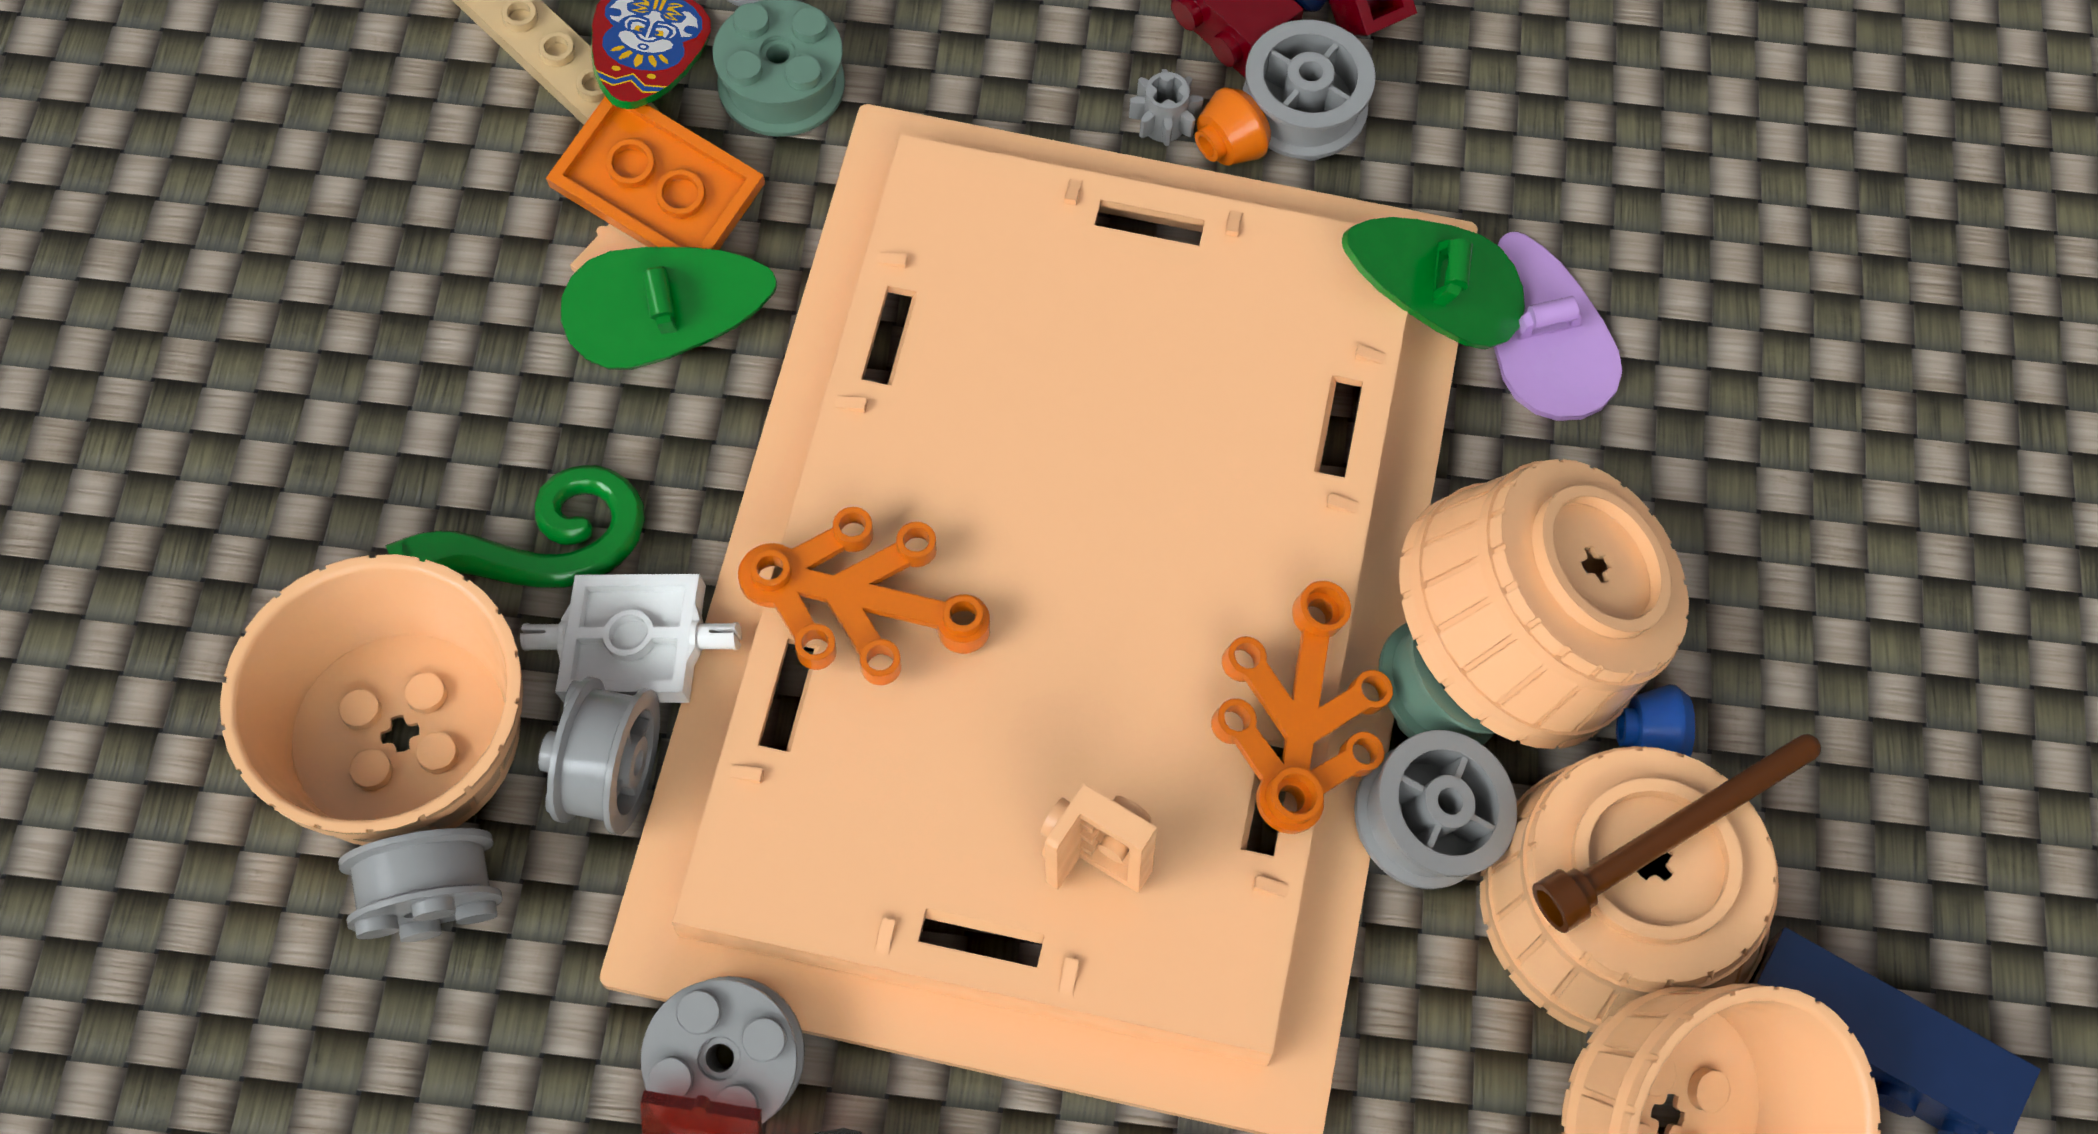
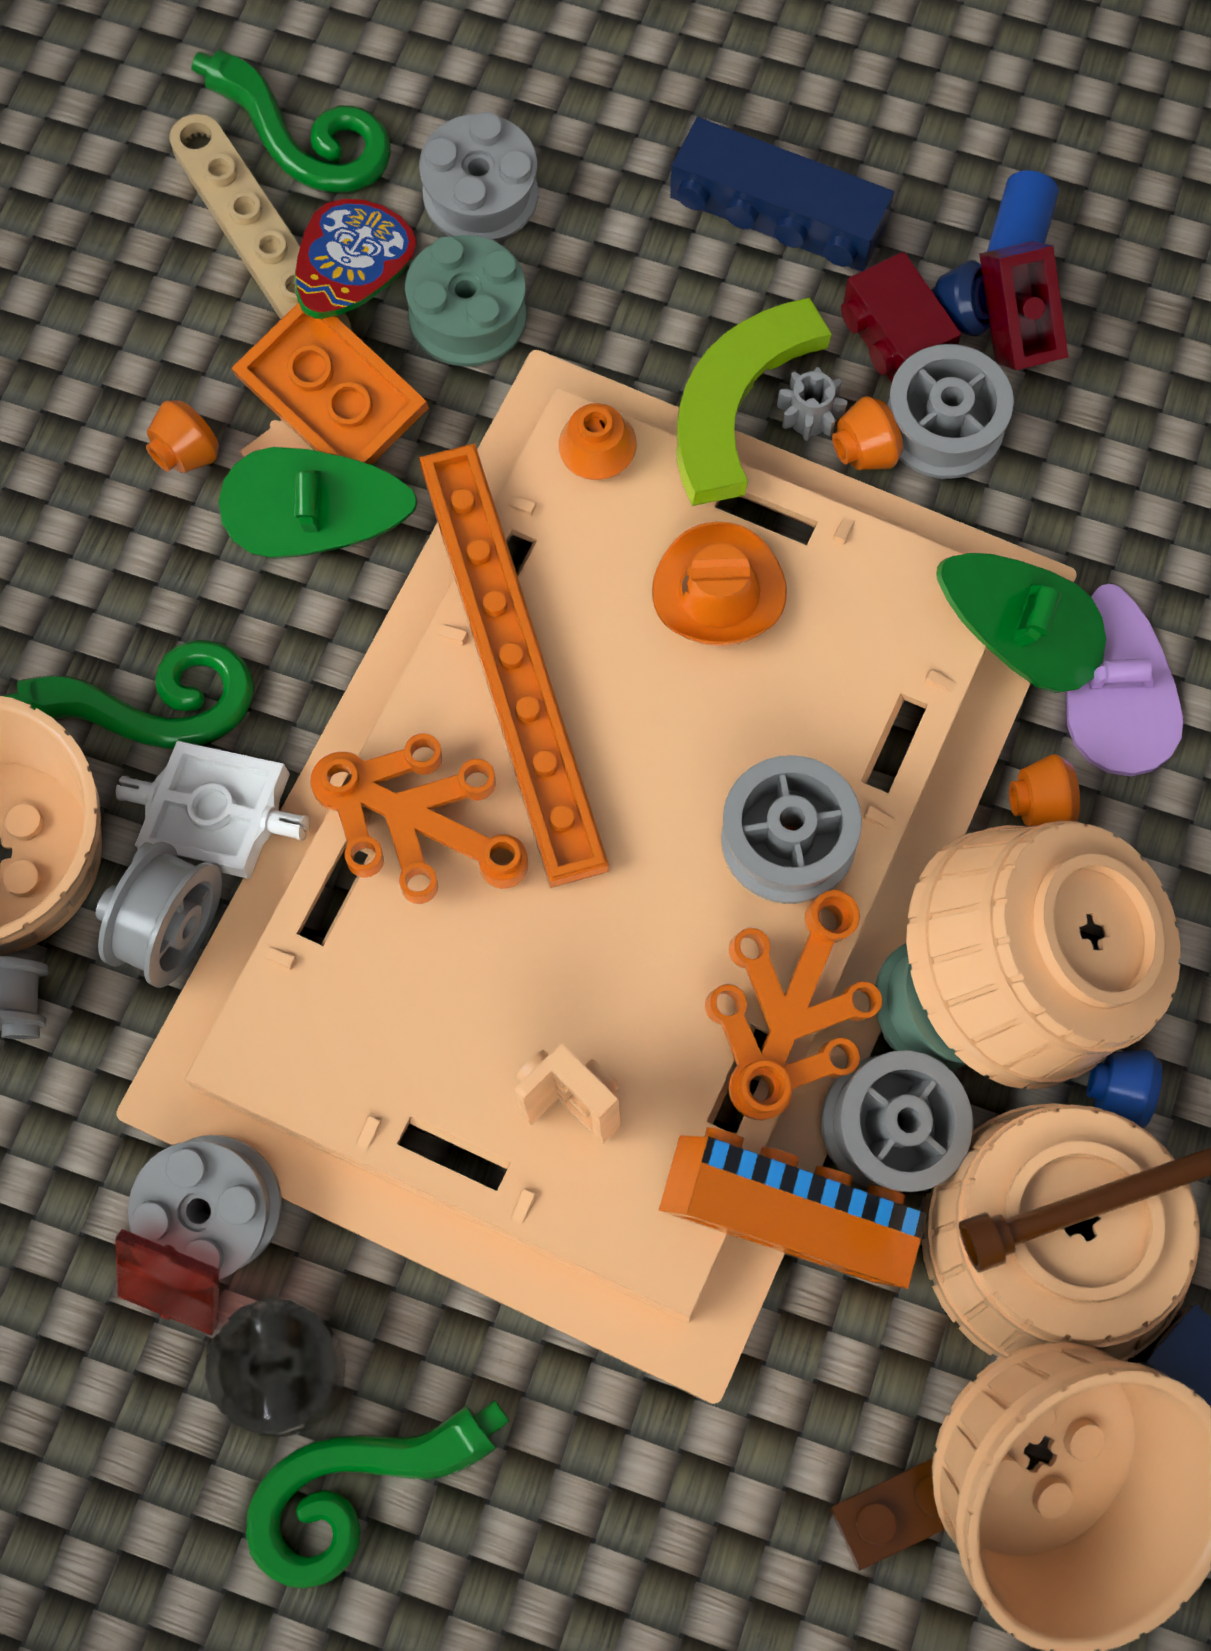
camera: 15 degrees right, 5 degrees up
(506, 261) = (181, 438): none -> orange cone
(926, 424) = (514, 667): none -> orange tile
(958, 180) = (597, 442): none -> orange cone
(1068, 107) = (722, 381): none -> lime tile
(1120, 300) = (719, 585): none -> orange hat
(1258, 528) = (784, 862): none -> light grey wheel
(1353, 917) = (792, 1209): none -> orange brick
(1500, 445) = (1046, 792): none -> orange cone

